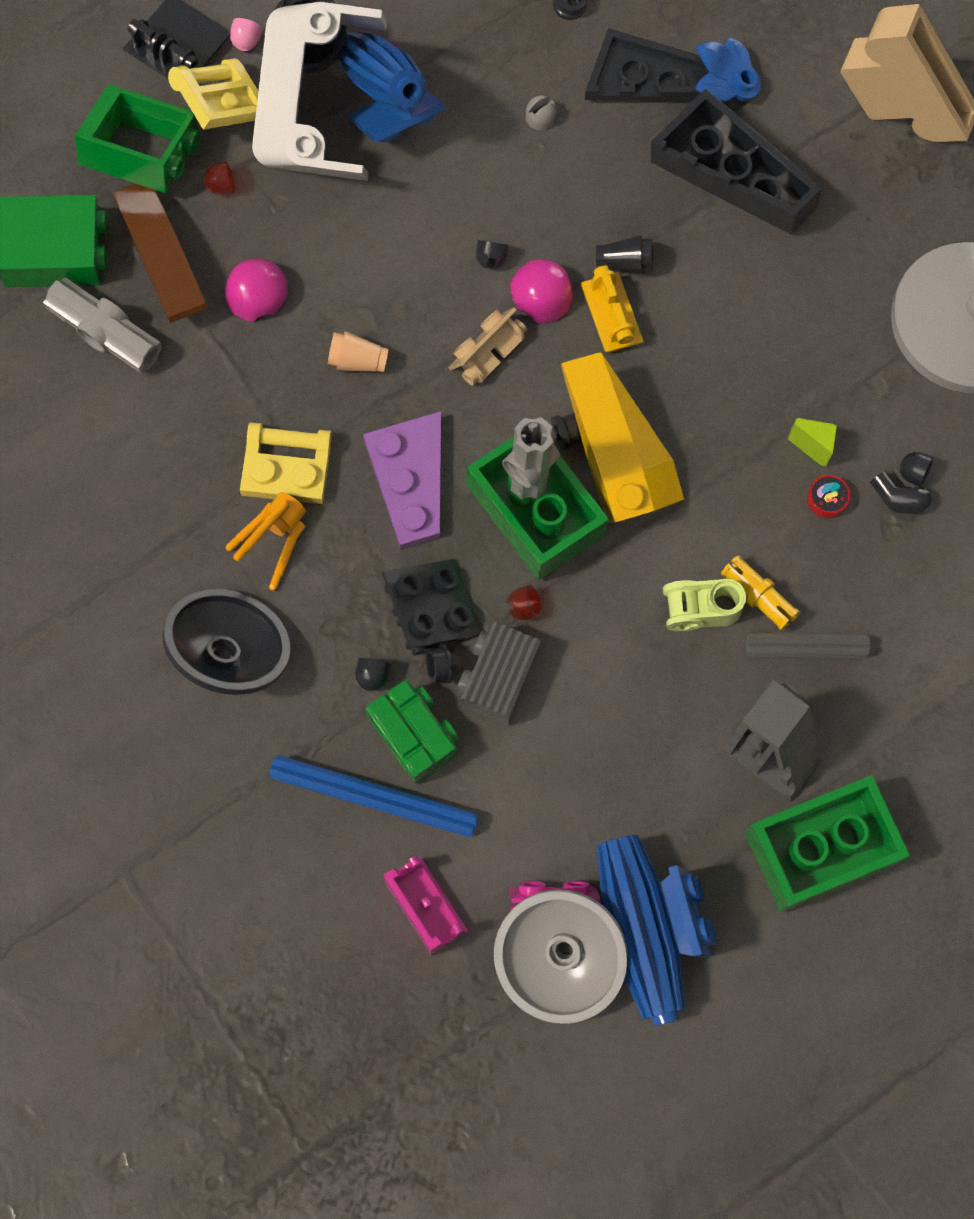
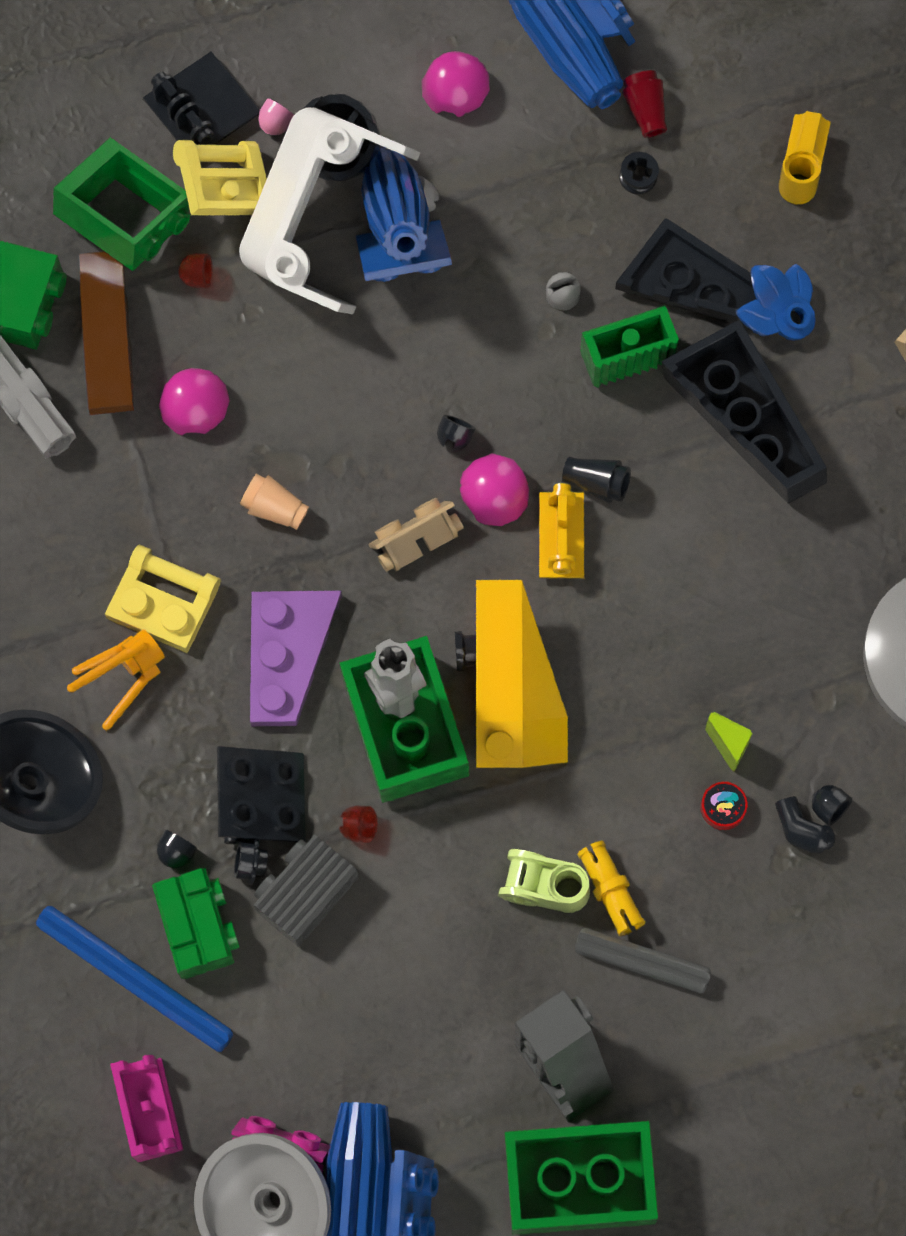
camera: 25 degrees right, 0 degrees up
(616, 139) = (628, 346): none -> green brick

